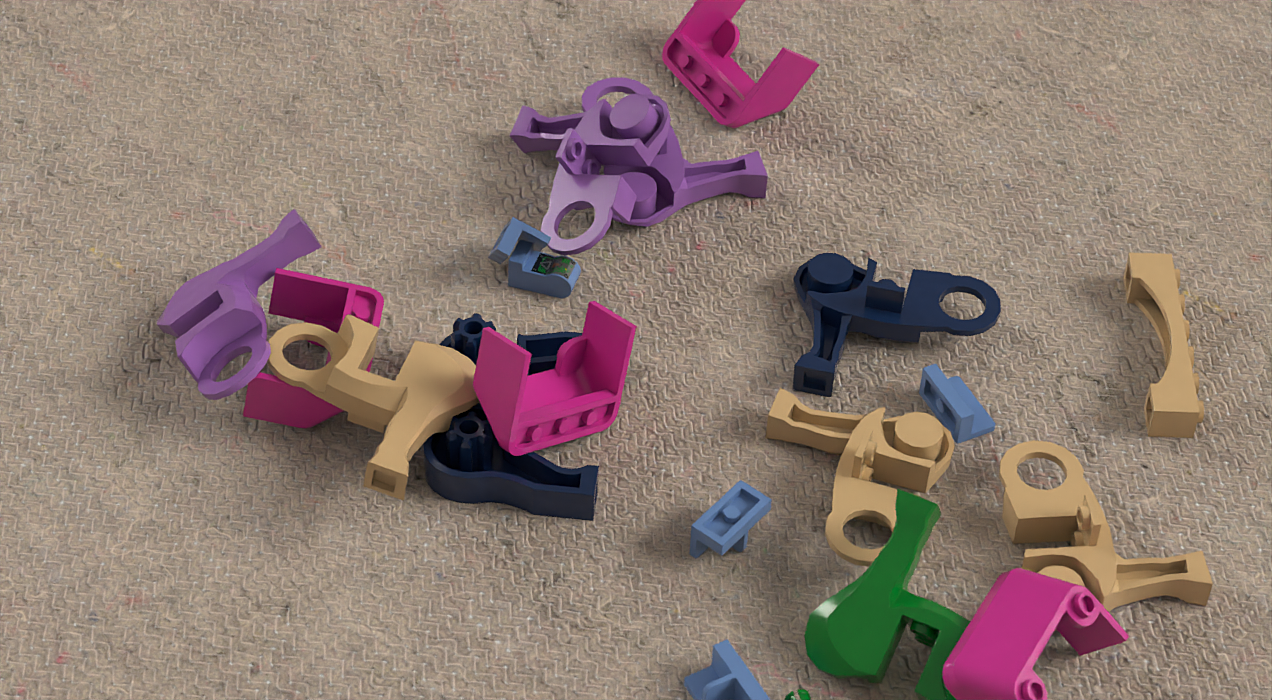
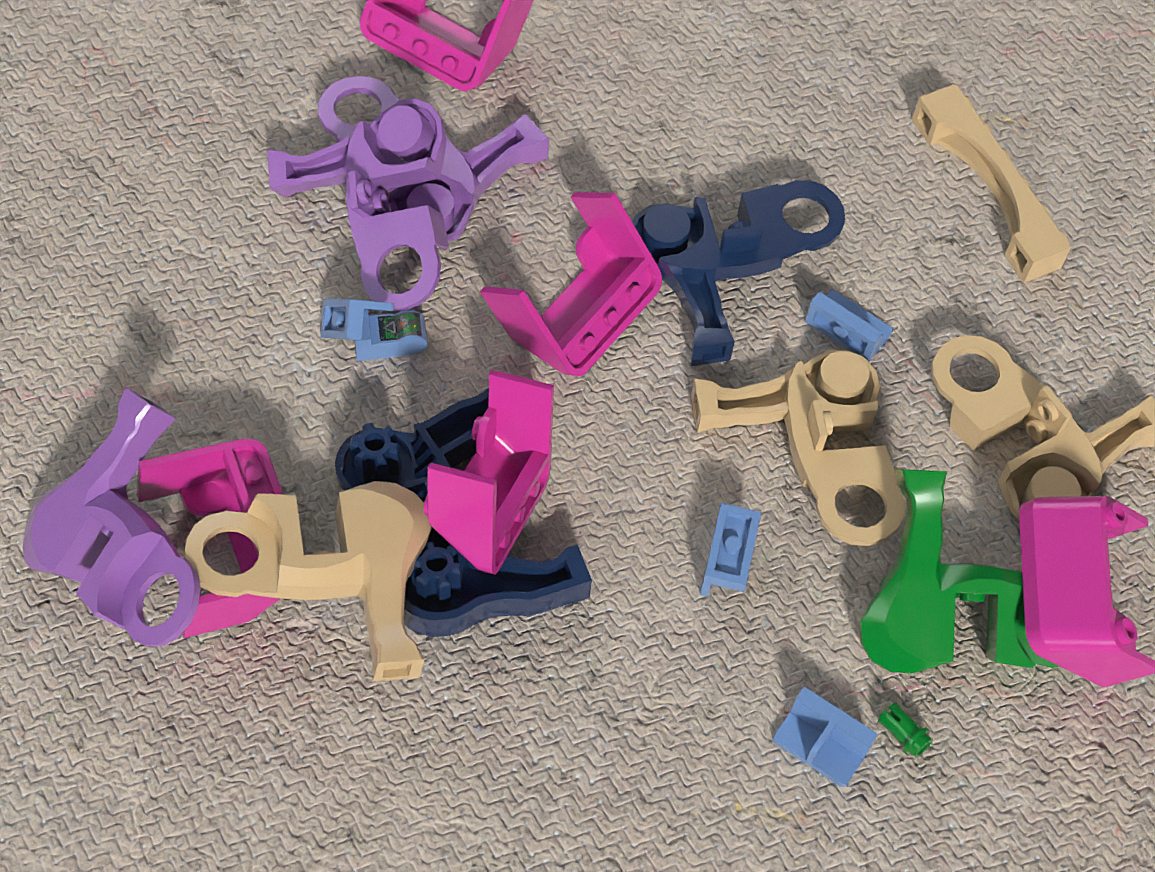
camera: 30 degrees left, 15 degrees up
(764, 304) = (598, 304): none -> dark pink windscreen

